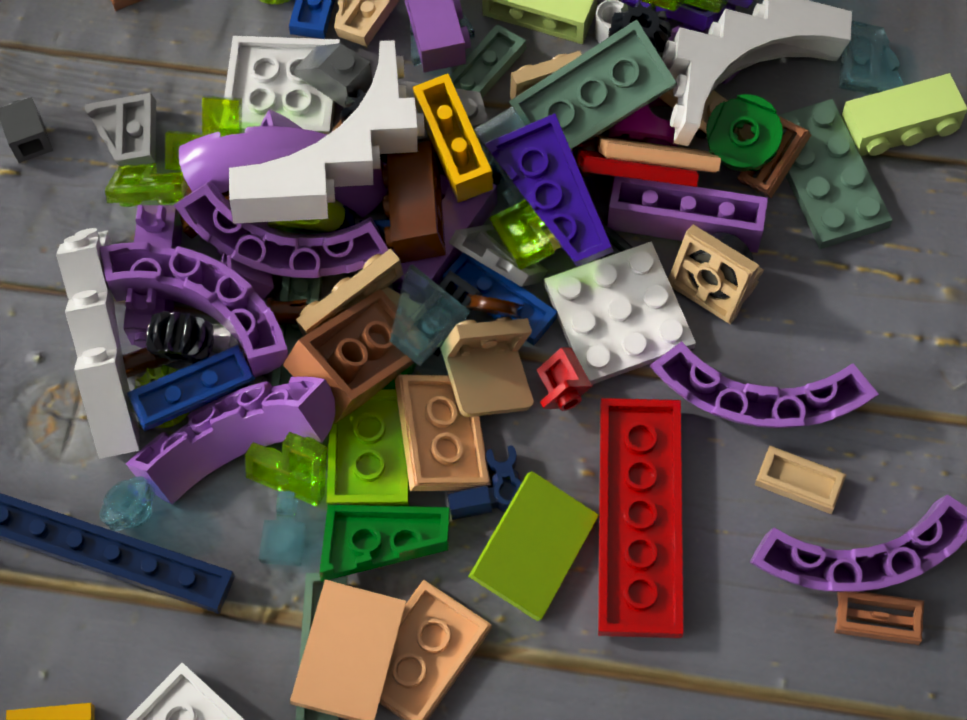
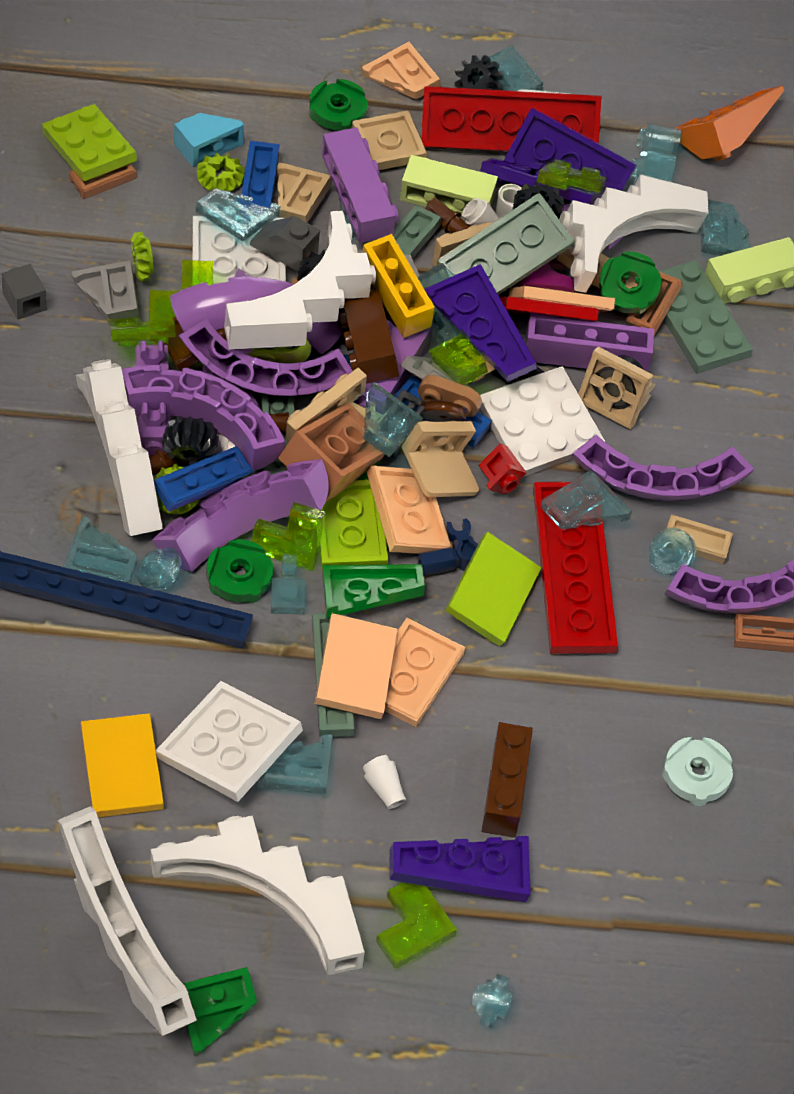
camera: 15 degrees left, 10 degrees down
(61, 482) = (100, 554): none -> clear light blue wing
(164, 88) = (142, 256): none -> lime gear
(236, 528) = (239, 587): none -> green plate
(280, 35) = (235, 213): none -> clear light blue wing
(505, 281) = (442, 389): none -> medium nougat plate
(536, 42) = (450, 220): none -> reddish brown axle
(571, 37) = (479, 212): none -> white cone
(660, 431) = (584, 503): none -> clear light blue wing
(765, 501) = (670, 550): none -> clear light blue plate

